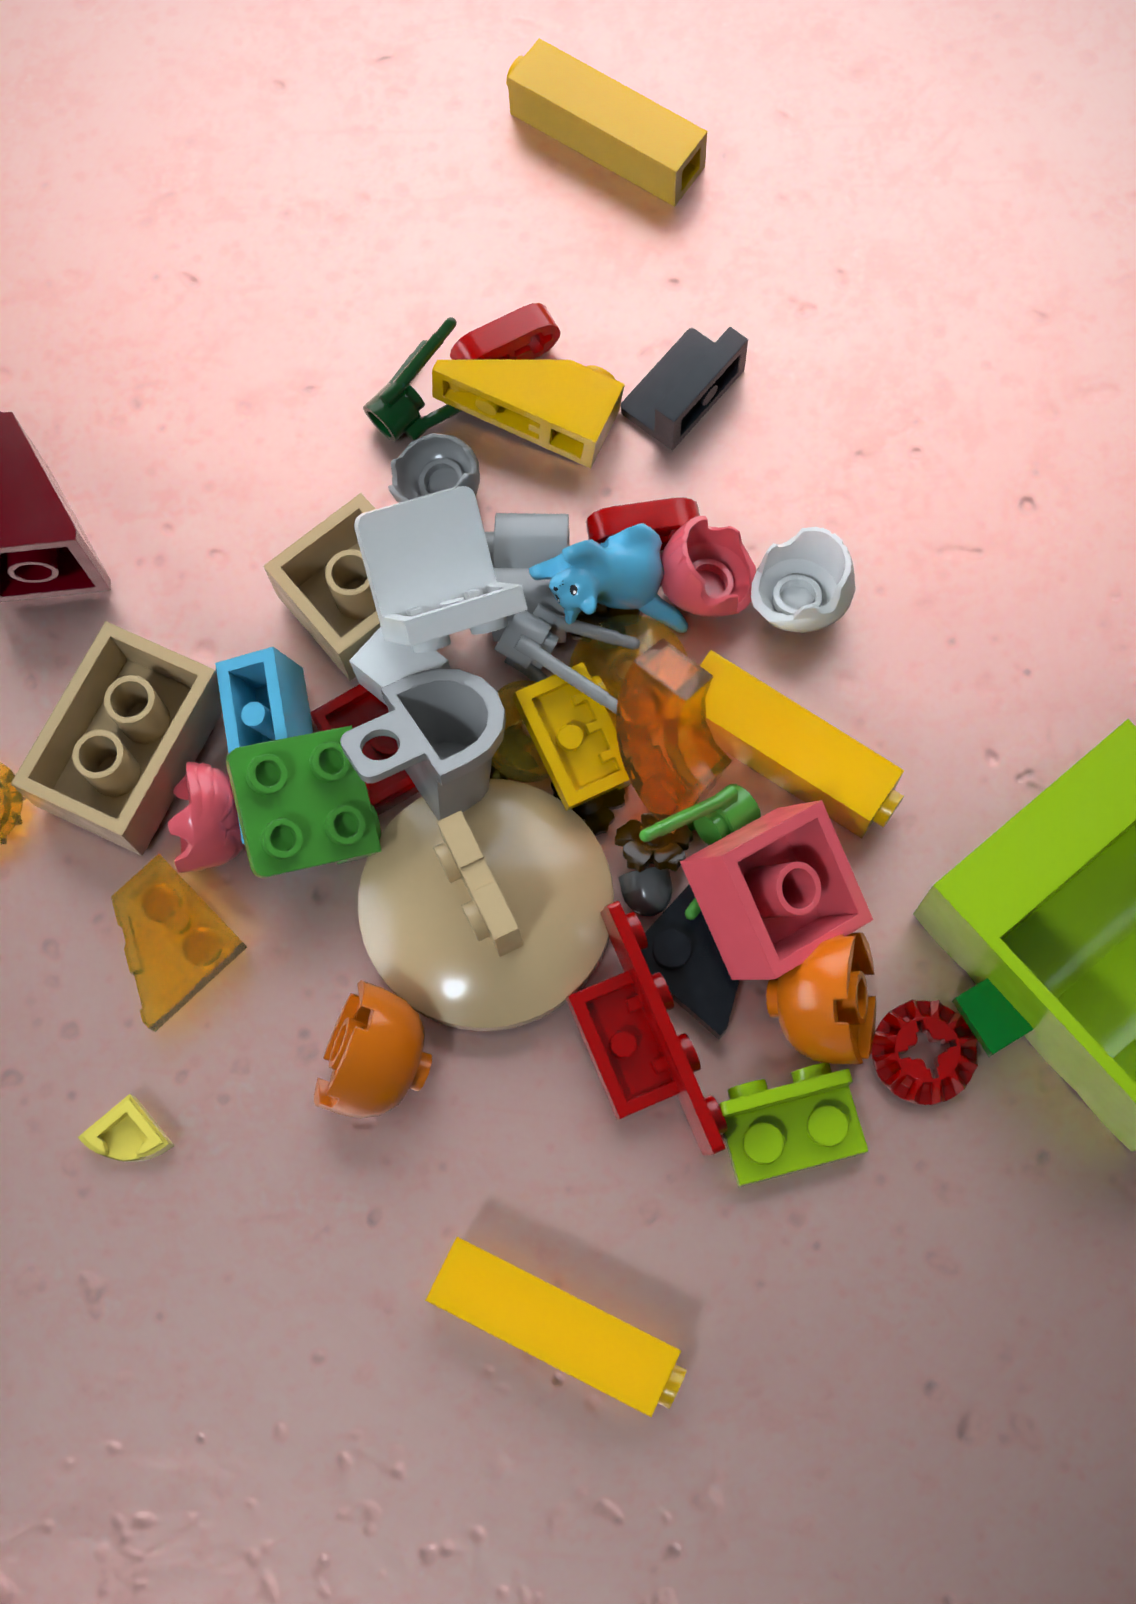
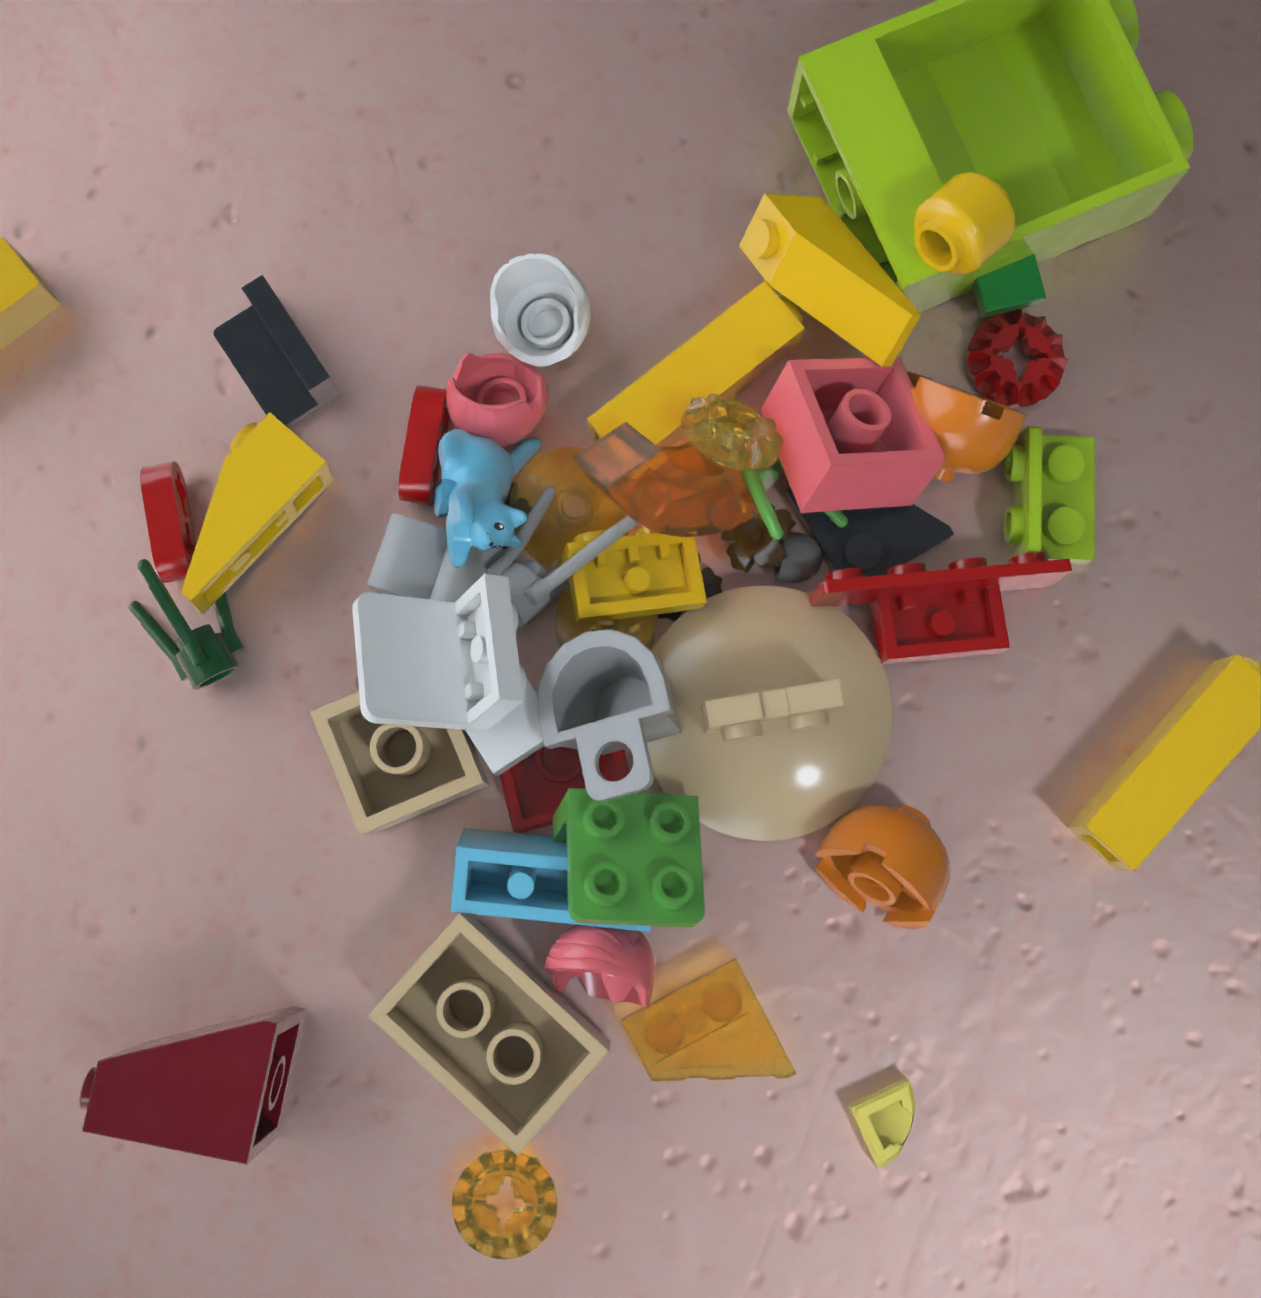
camera: 80 degrees left, 10 degrees up
(433, 466) = (300, 635): light grey hair -> none
(720, 765) = (731, 433): none -> clear yellow gear
(932, 821) = (829, 274): none -> yellow slope
(1010, 912) = (964, 224): none -> yellow head

